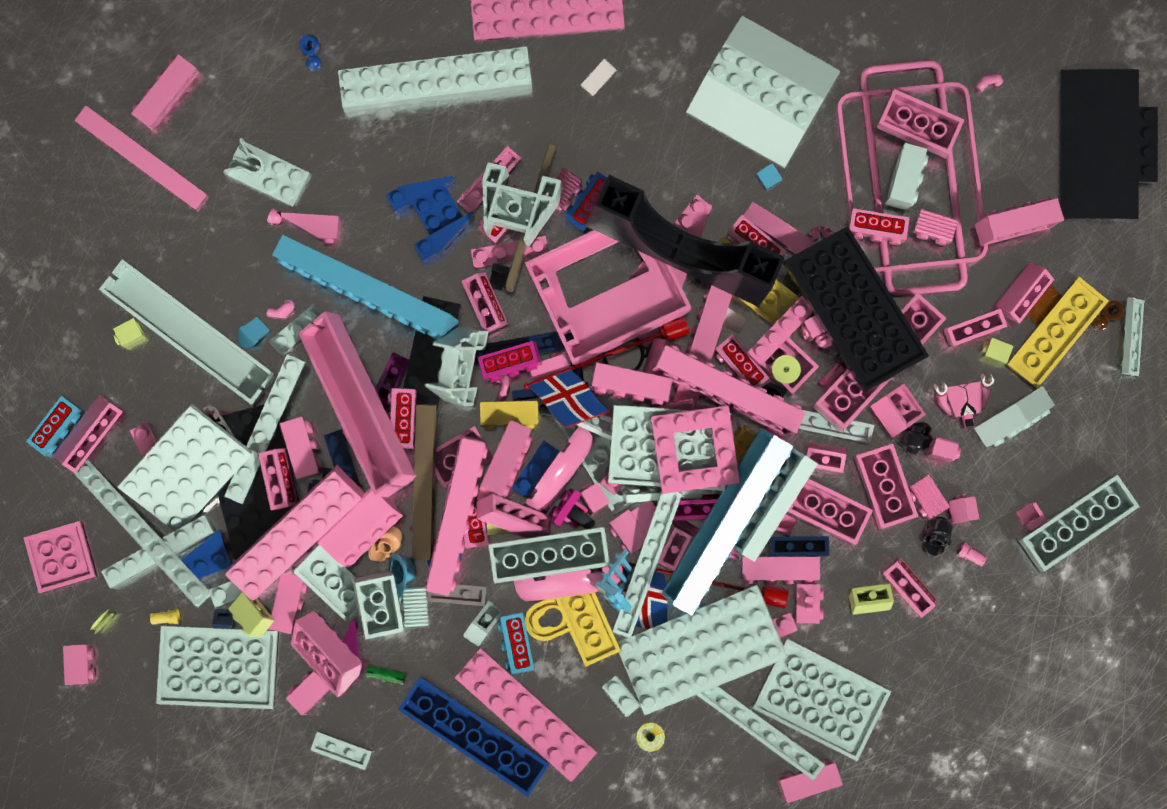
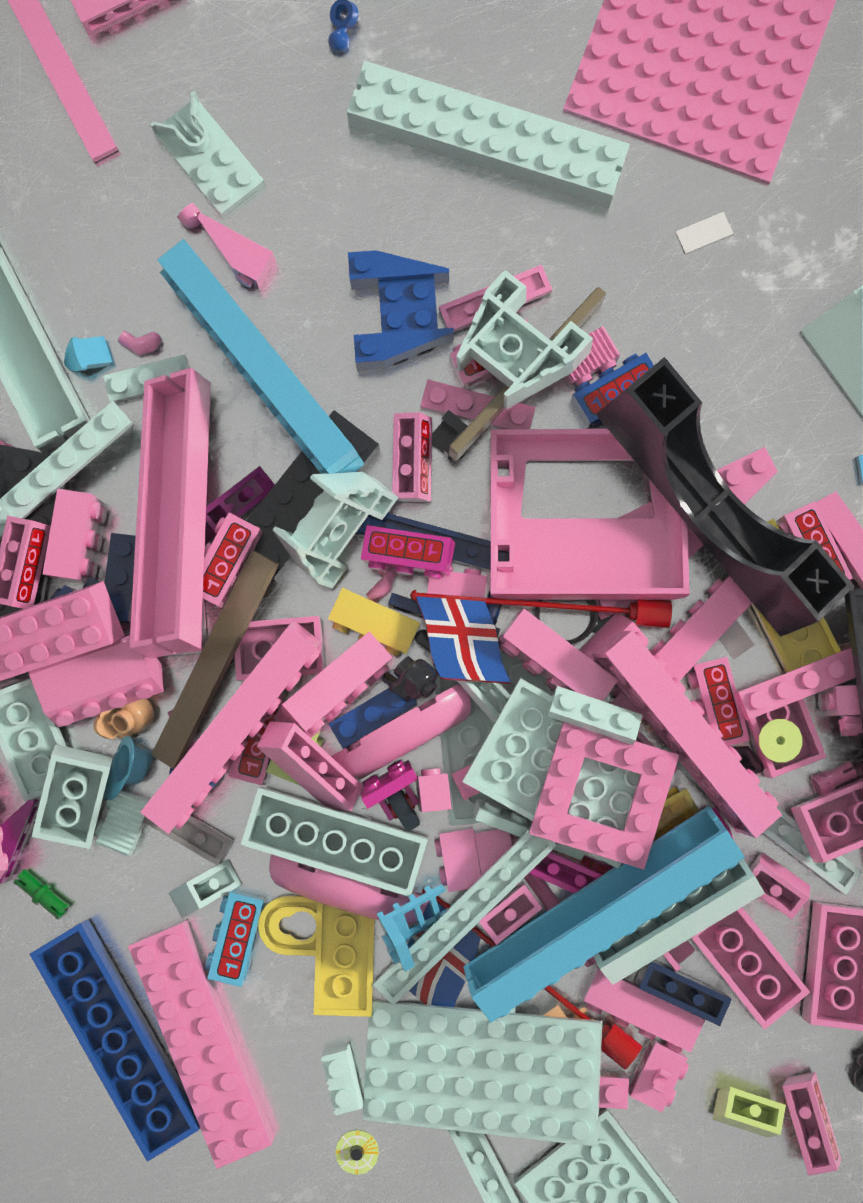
camera: 30 degrees right, 0 degrees up
(549, 436) = (411, 679): none -> black head
(668, 406) = (595, 715): none -> light aqua plate

